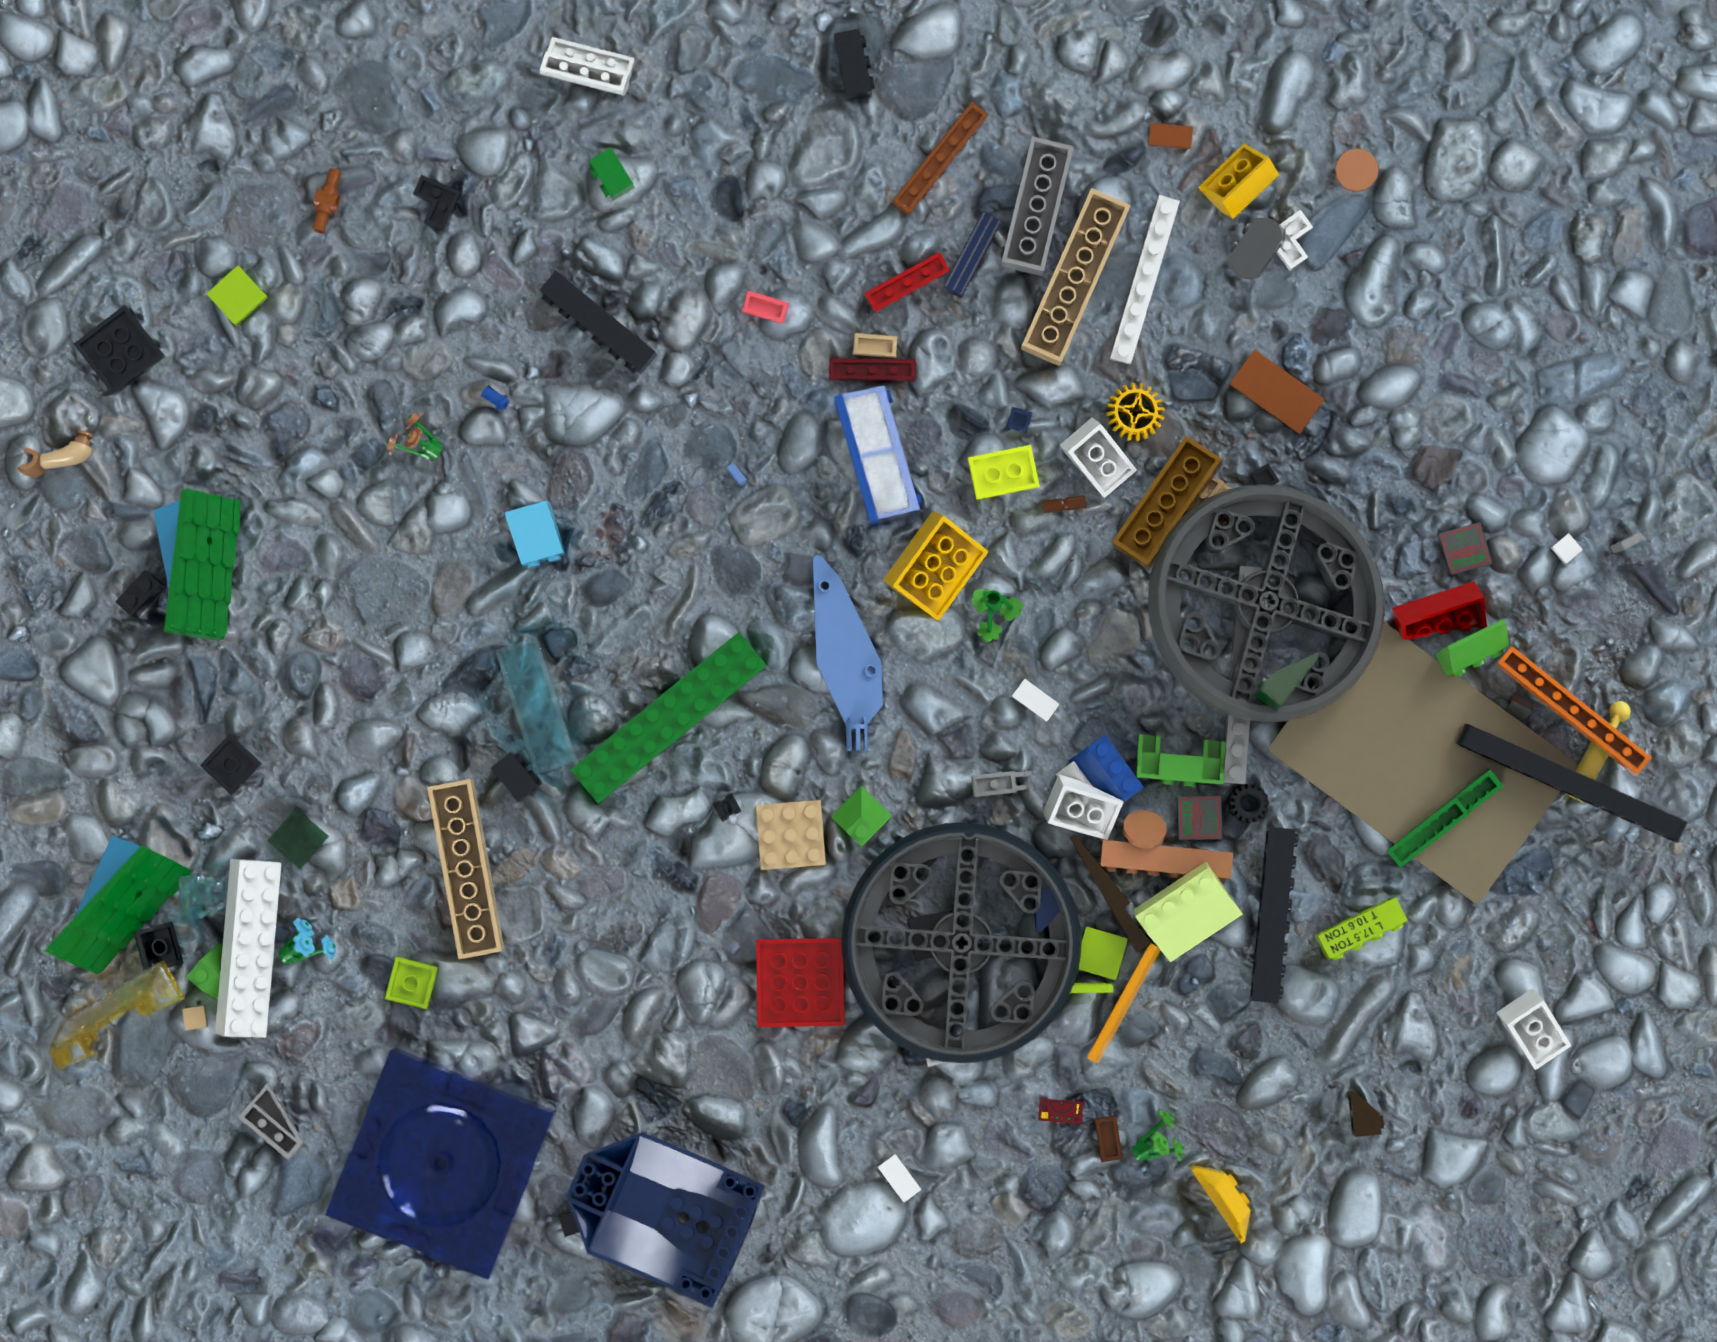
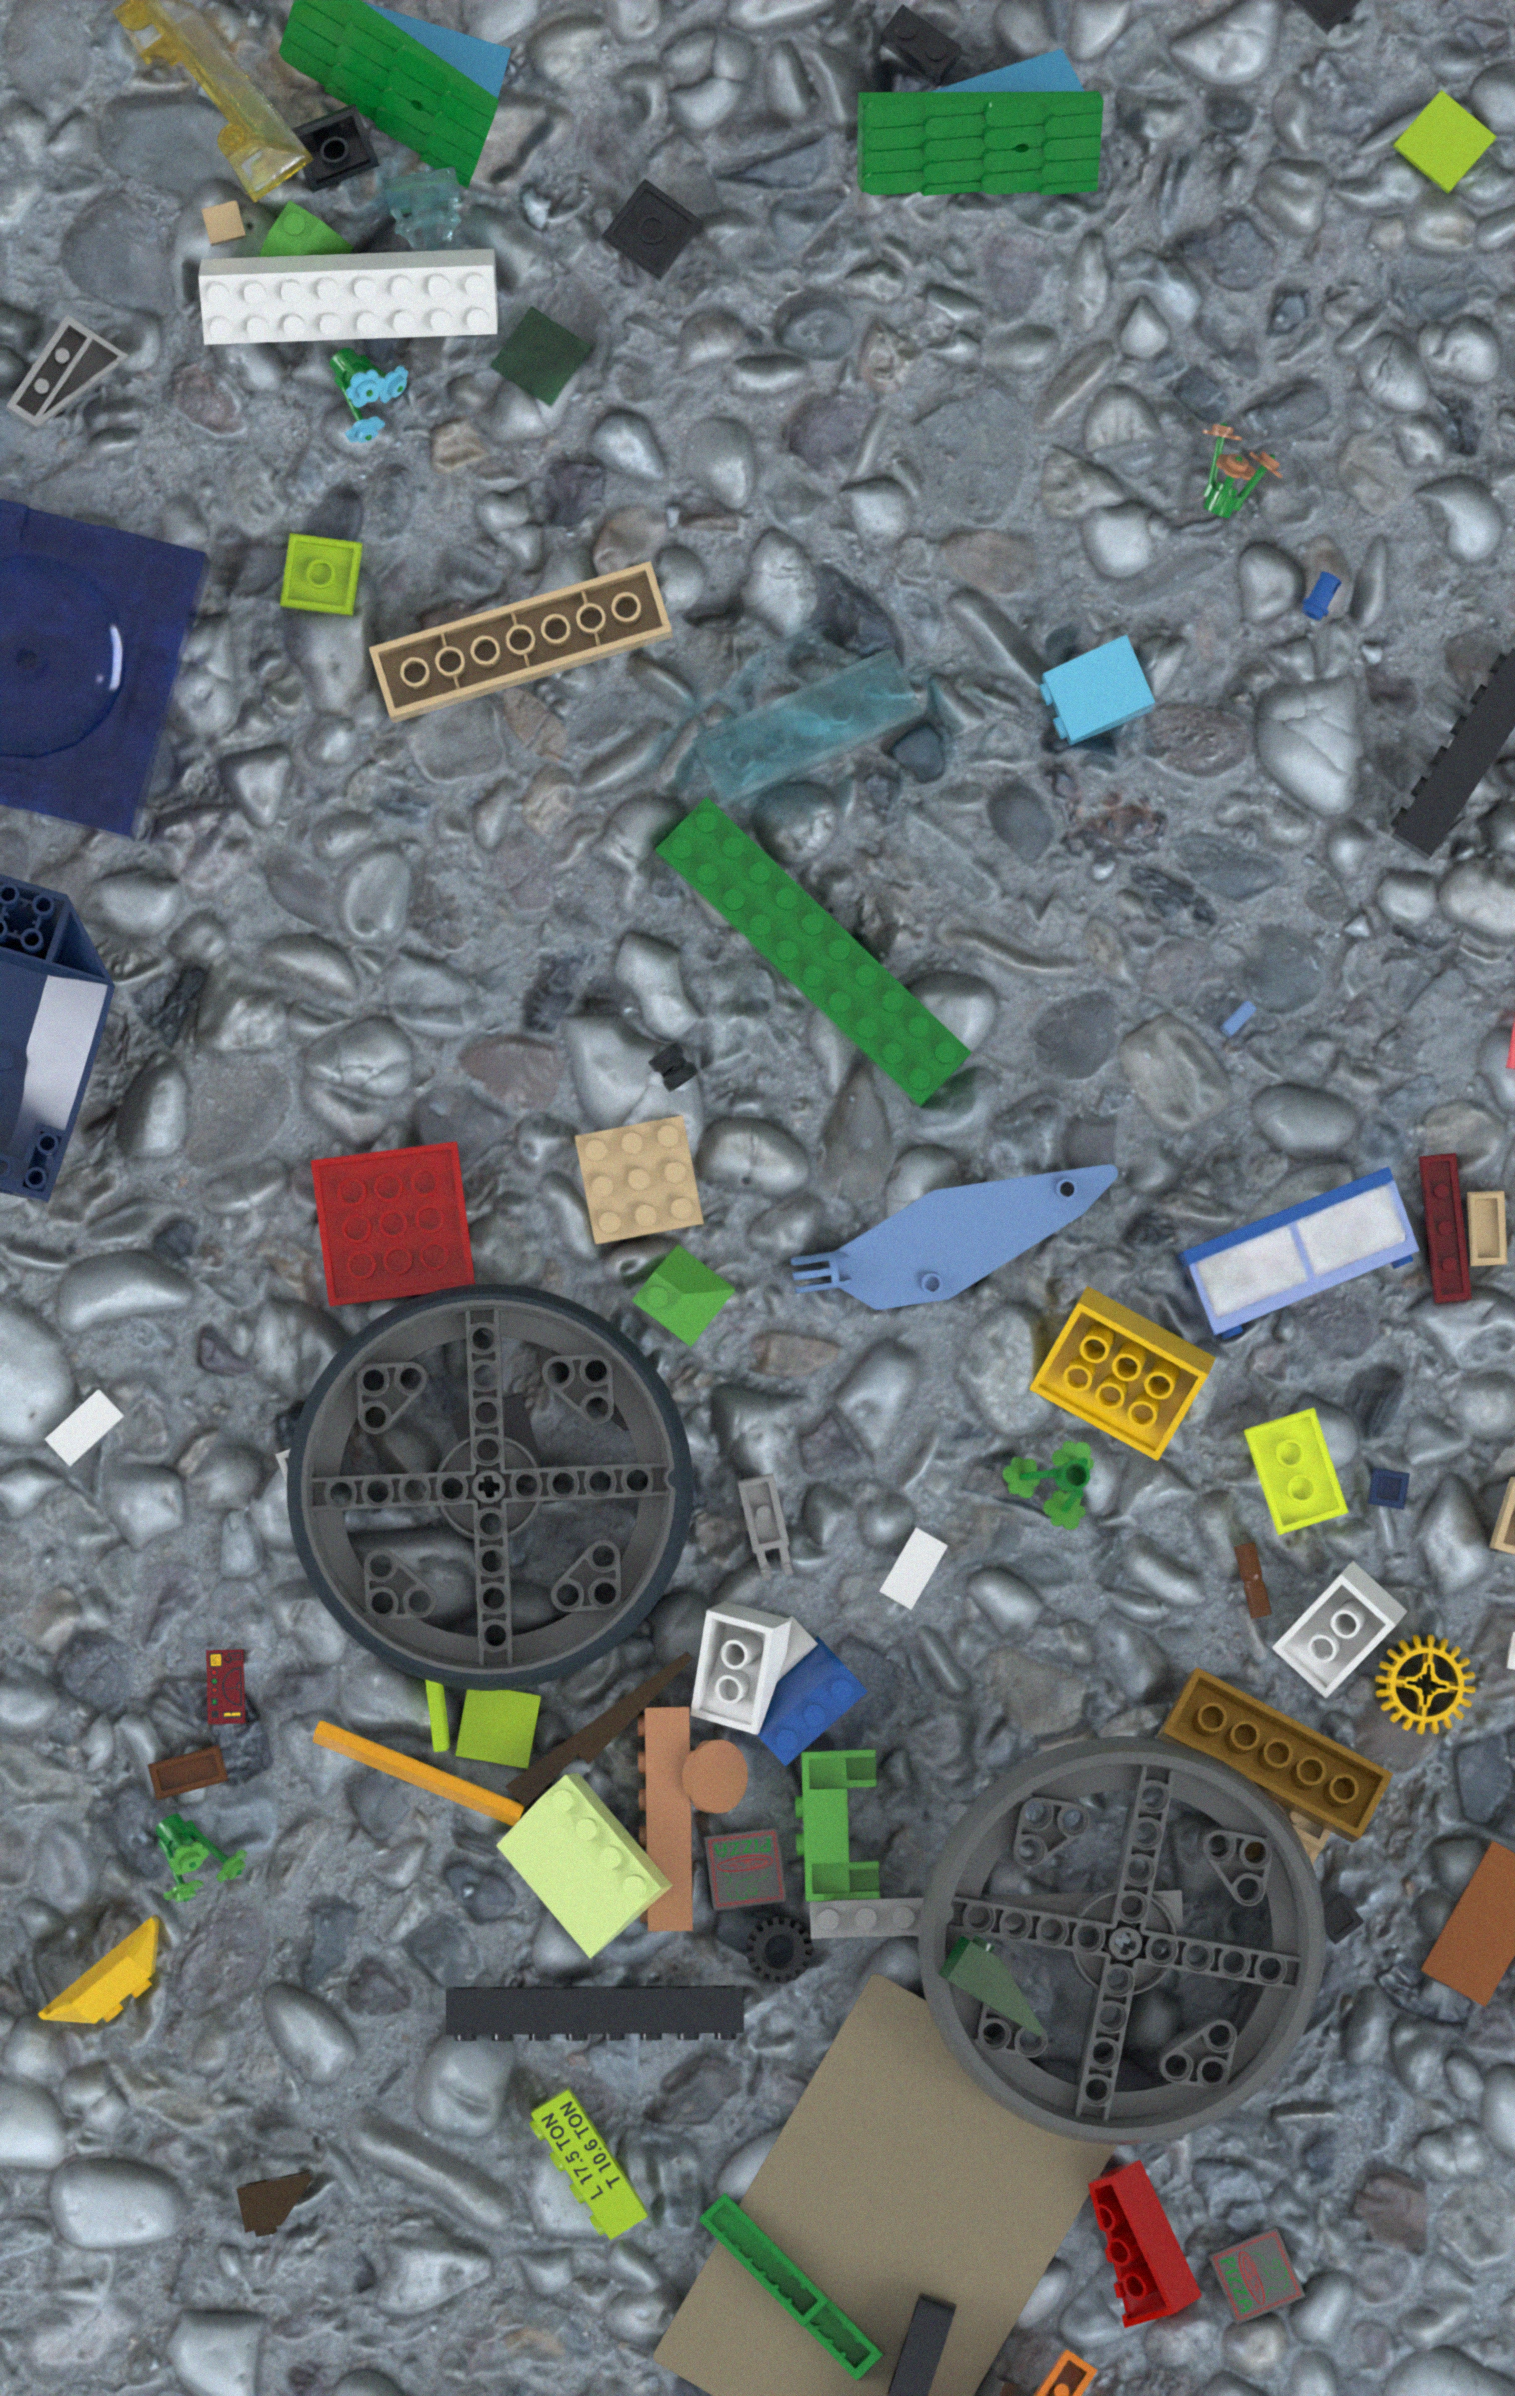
camera: 85 degrees right, 0 degrees up
(516, 776) = (685, 707): black brick -> none
(1047, 911) = (560, 1625): dark blue slope -> none
(1474, 649) = (1084, 2307): bright green slope -> none

